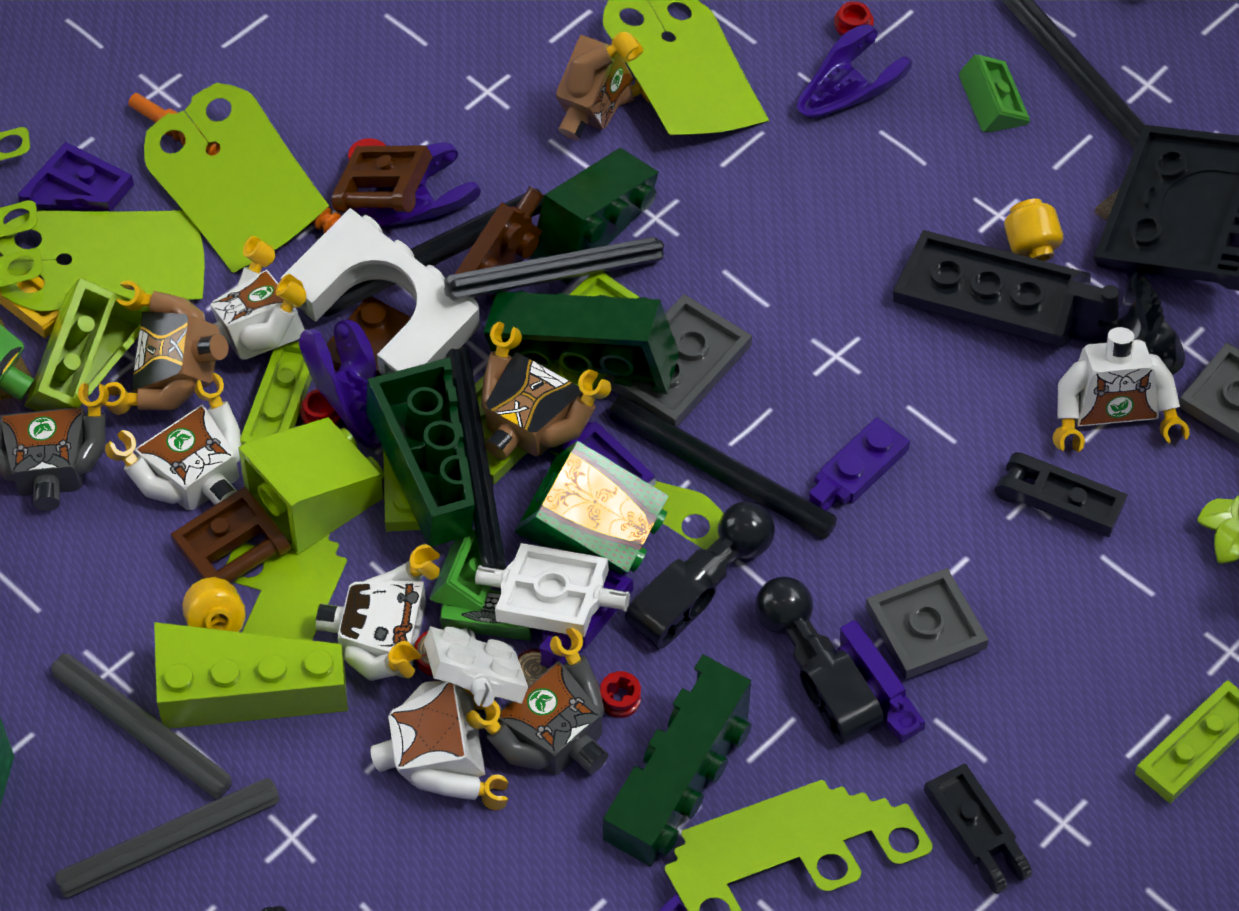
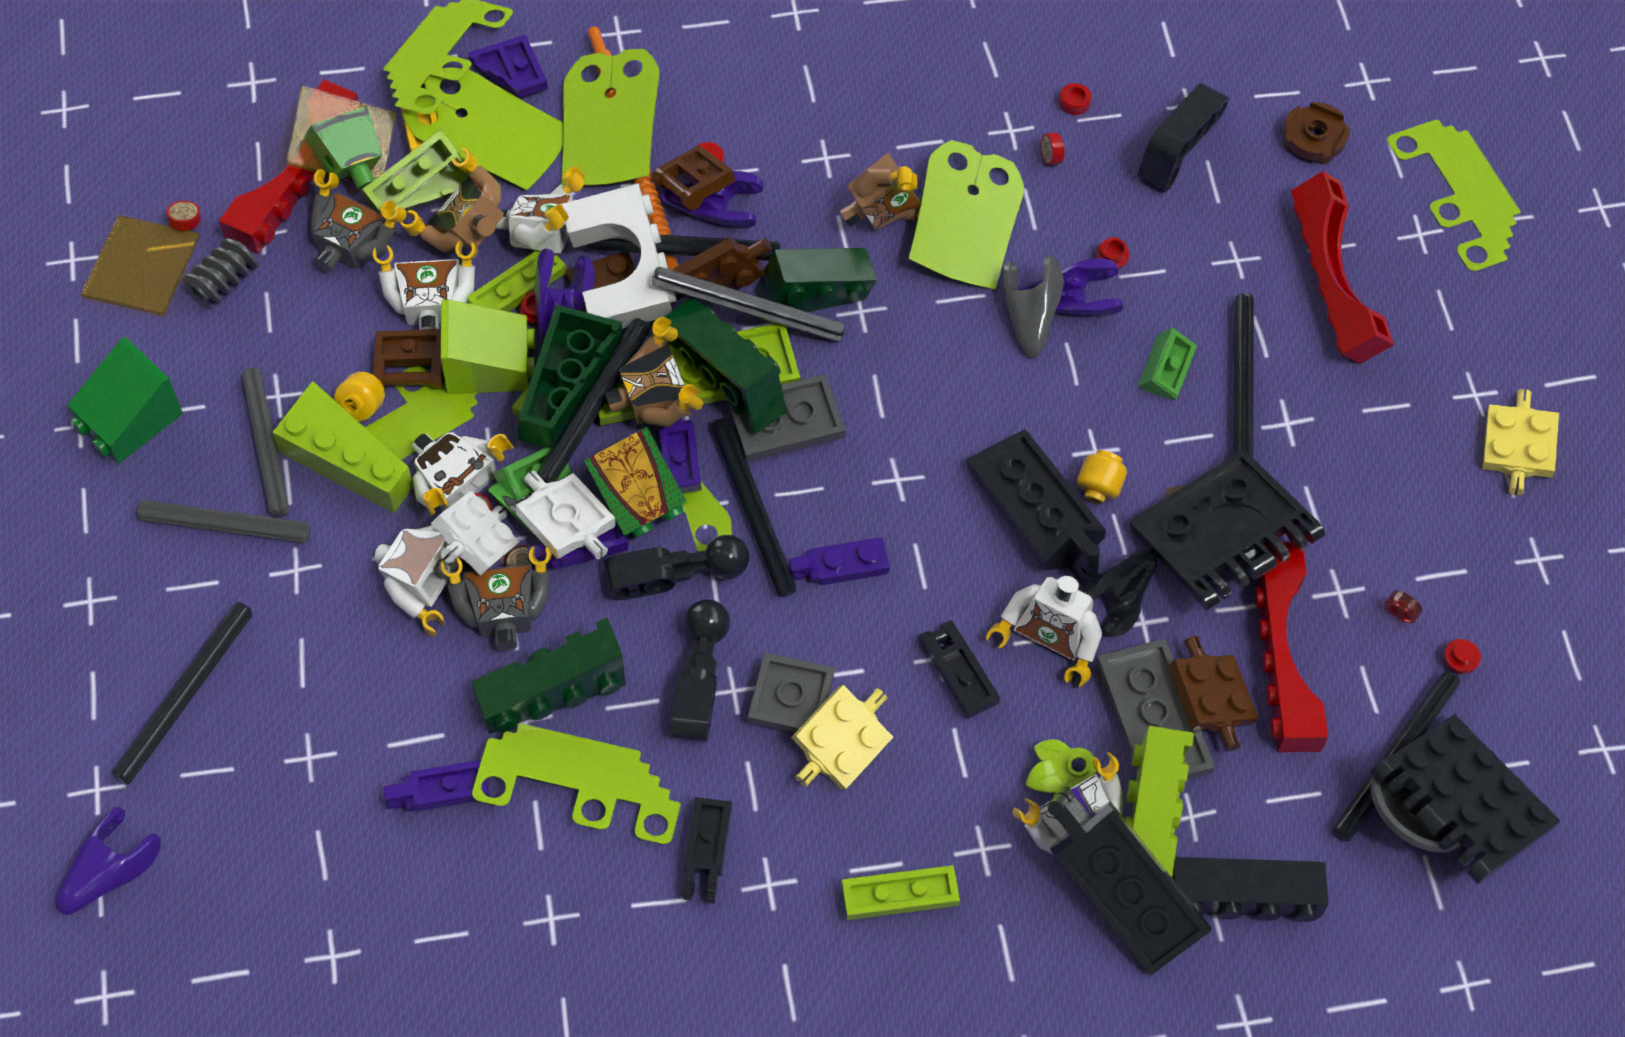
camera: 35 degrees right, 5 degrees up
(629, 703) = (558, 621): red bush -> none
(827, 116) = (1033, 308): none -> dark grey animal
(902, 716) = (725, 716): dark purple hinge -> none
(1014, 630) = (842, 737): none -> light yellow plate

